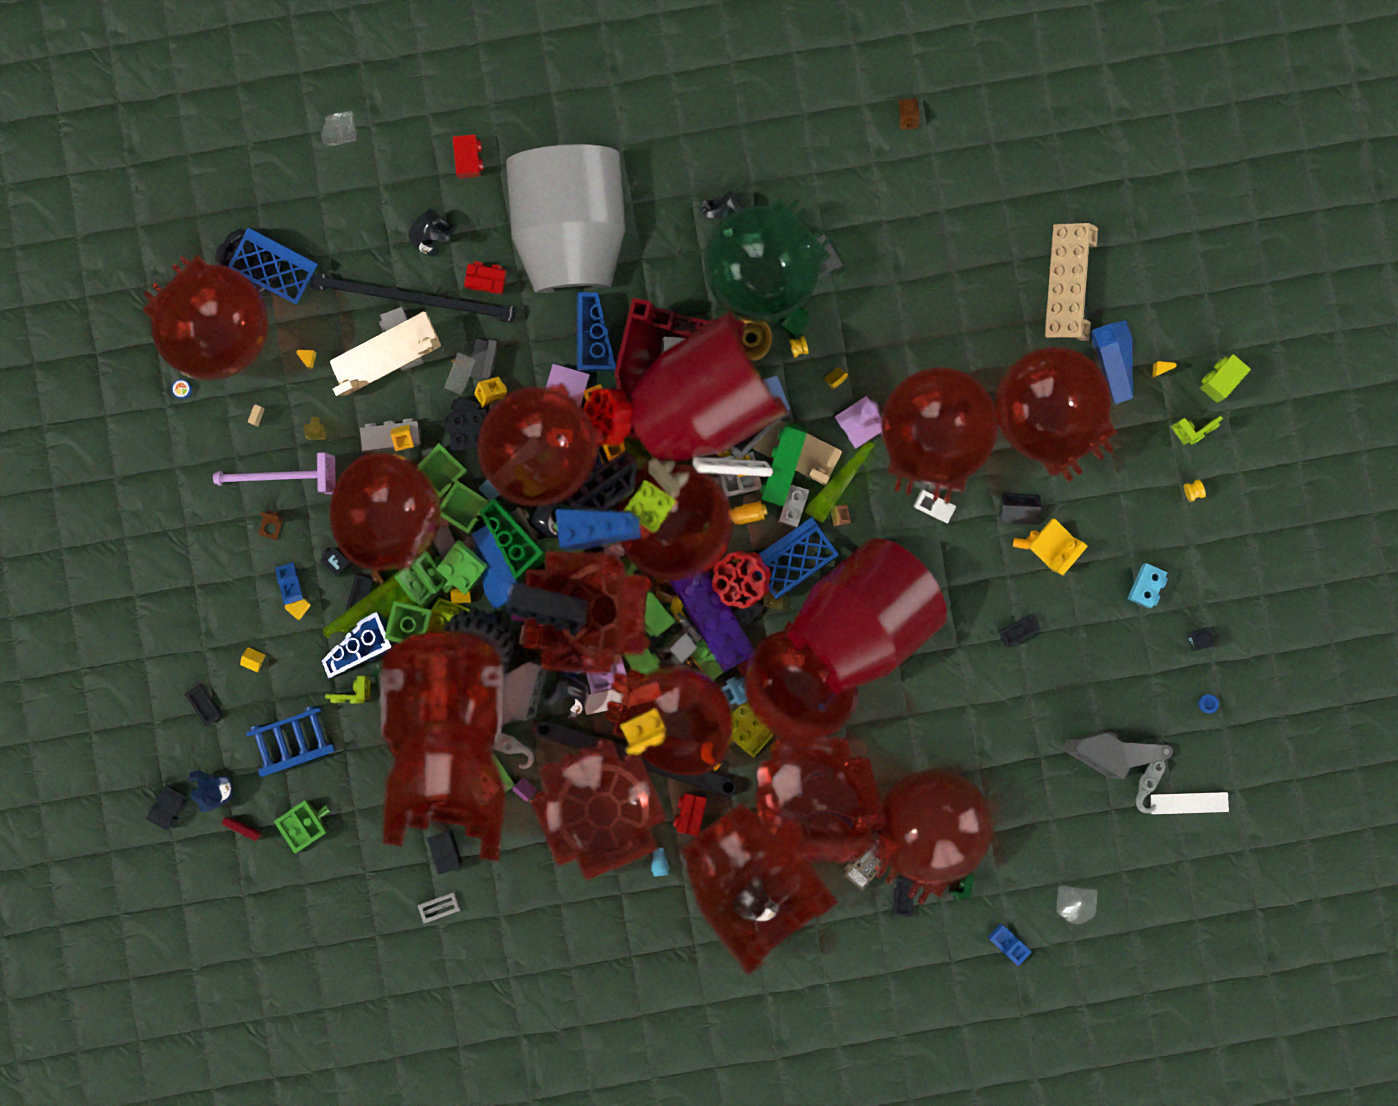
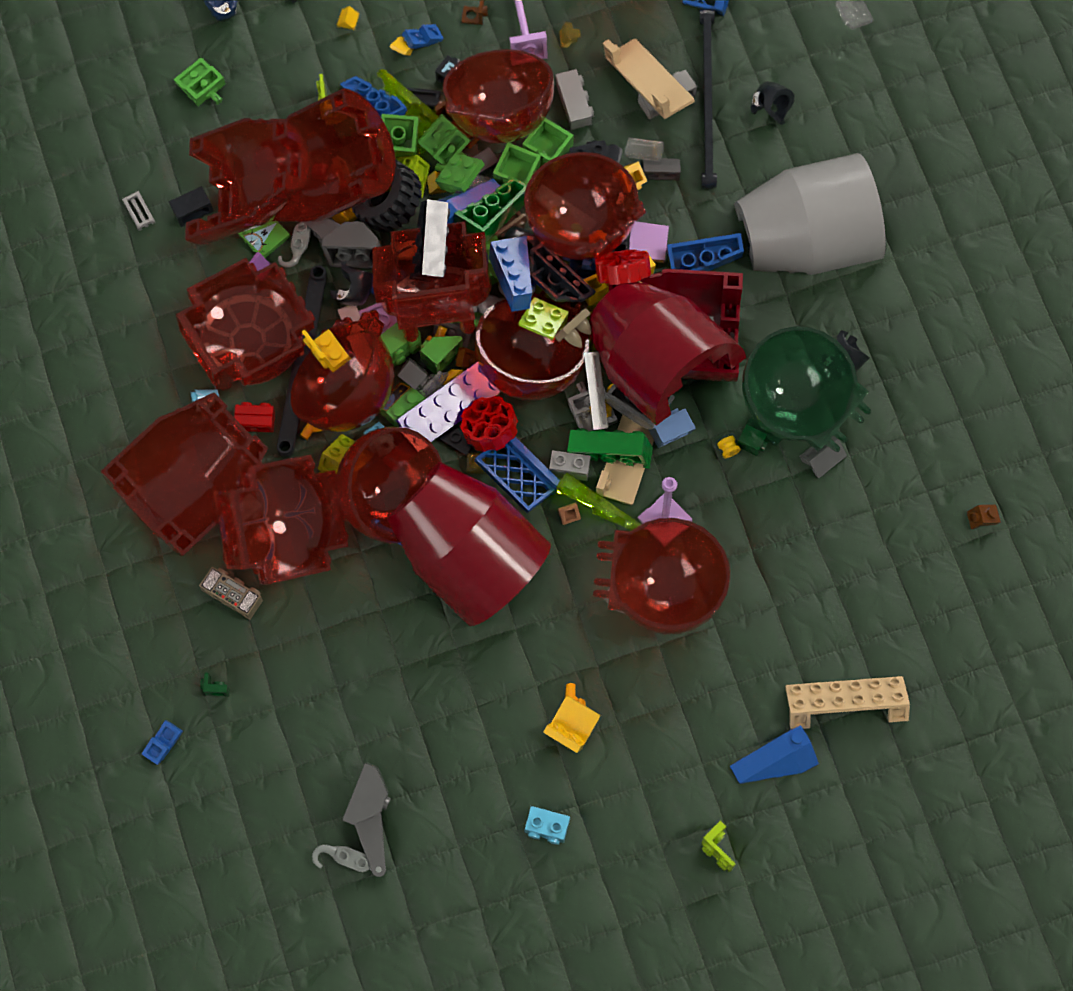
camera: 85 degrees right, 15 degrees down
(241, 828) = (191, 32): dark red tile -> none
(305, 752) = (267, 74): blue fence -> none
(308, 357) = (633, 18): yellow slope -> none
(402, 437) = (573, 104): yellow slope -> none
(467, 156) = (851, 122): red brick -> none
(485, 278) = (739, 156): red brick -> none
(749, 513) = (556, 426): yellow head -> none
(754, 902) = (175, 485): clear smoke piece -> none
(763, 339) = (724, 411): pearl gold wheel -> none
(836, 377) = (704, 488): yellow slope -> none
(901, 902) = (198, 631): black tile -> none
(933, 831) = (267, 645): clear red windscreen -> none
(936, 509) = (591, 606): white slope -> none
(1019, 630) = (481, 703): black plate -> none
(1020, 508) = (605, 685): black panel -> none
(1055, 409) = (709, 686): clear red windscreen -> none
(1076, 904) = (211, 804): clear slope -> none
(1161, 367) = (775, 806): yellow slope -> none
(1189, 803) = (329, 904): white tile -> none
(1194, 490) = (654, 858): yellow wheel -> none
(1200, 639) = (500, 887): black brick -> none
(1208, 703) = (435, 908): blue tile -> none
(1225, 378) = (777, 868): lime brick -> none

